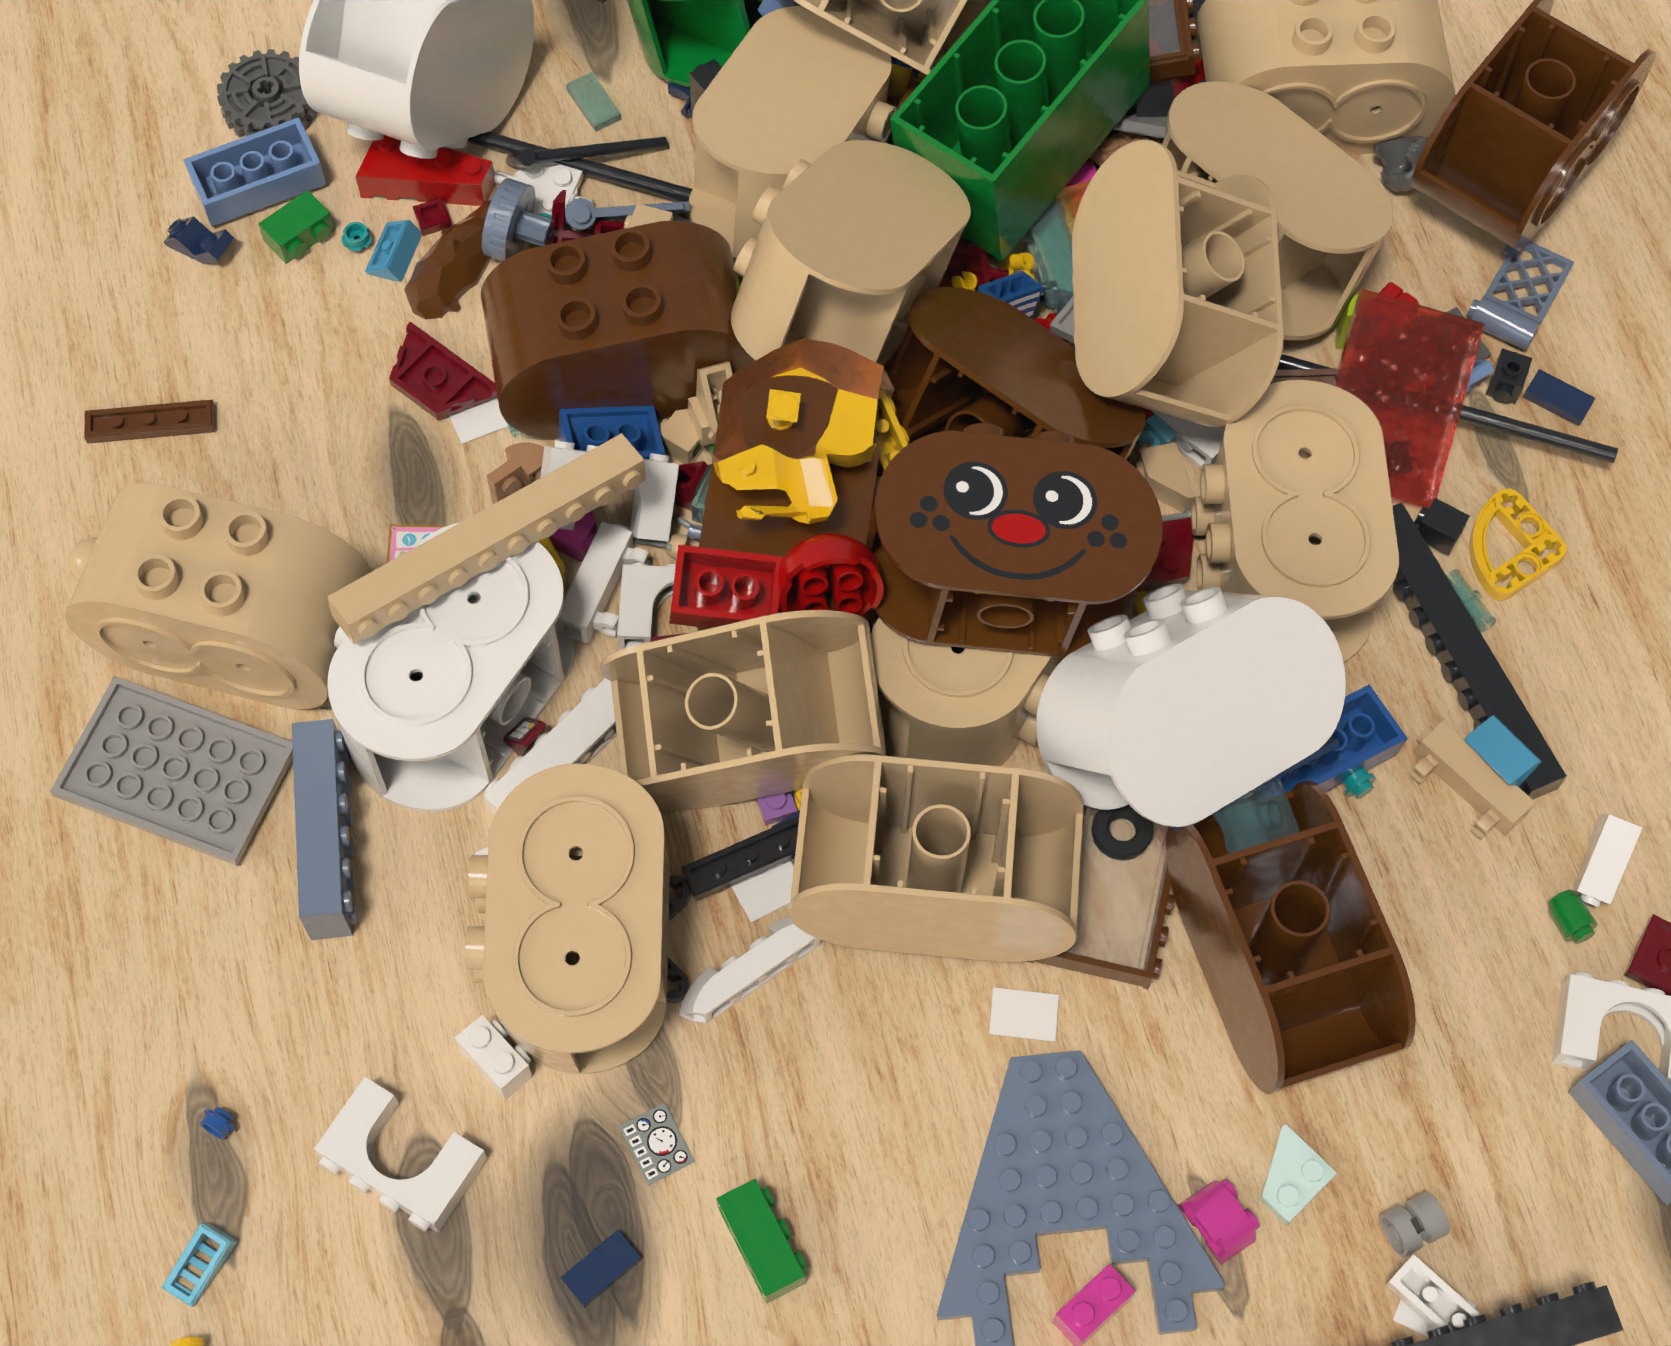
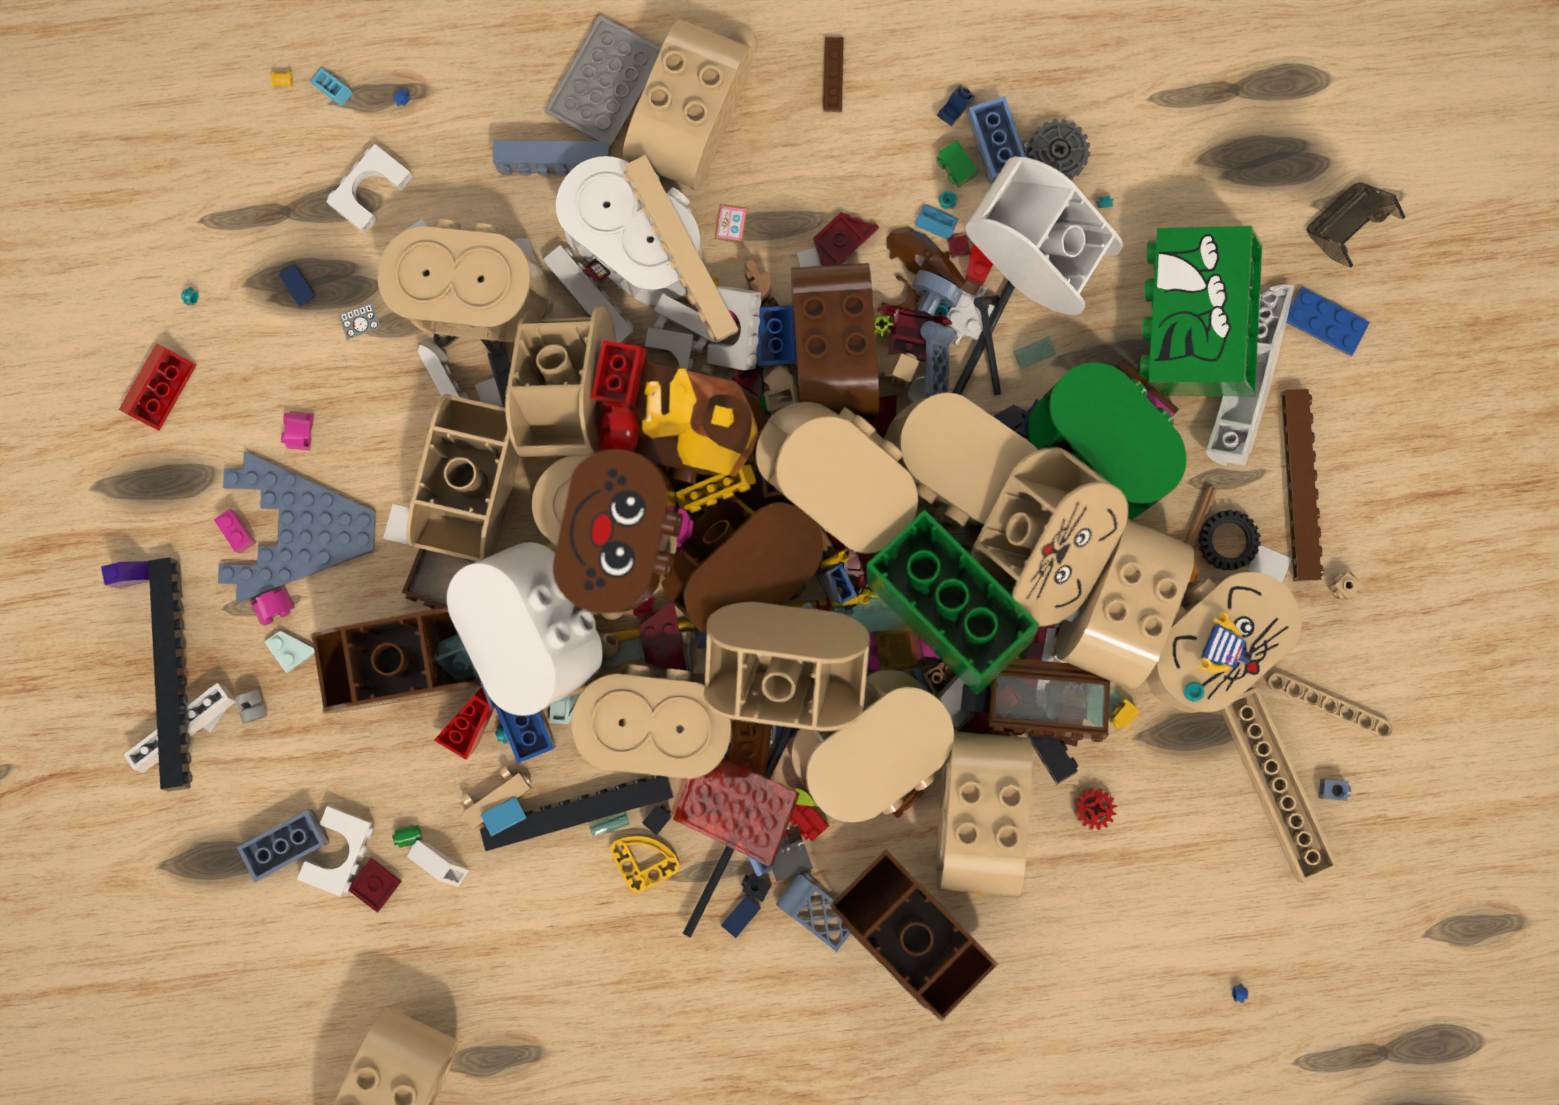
camera: 100 degrees right, 20 degrees up
(762, 1240) = (296, 367): green brick -> none
(879, 1219) = (297, 430): none -> dark pink cylinder
(1375, 827) = (467, 727): none -> red wedge
(1400, 160) = (919, 858): dark grey hair -> none

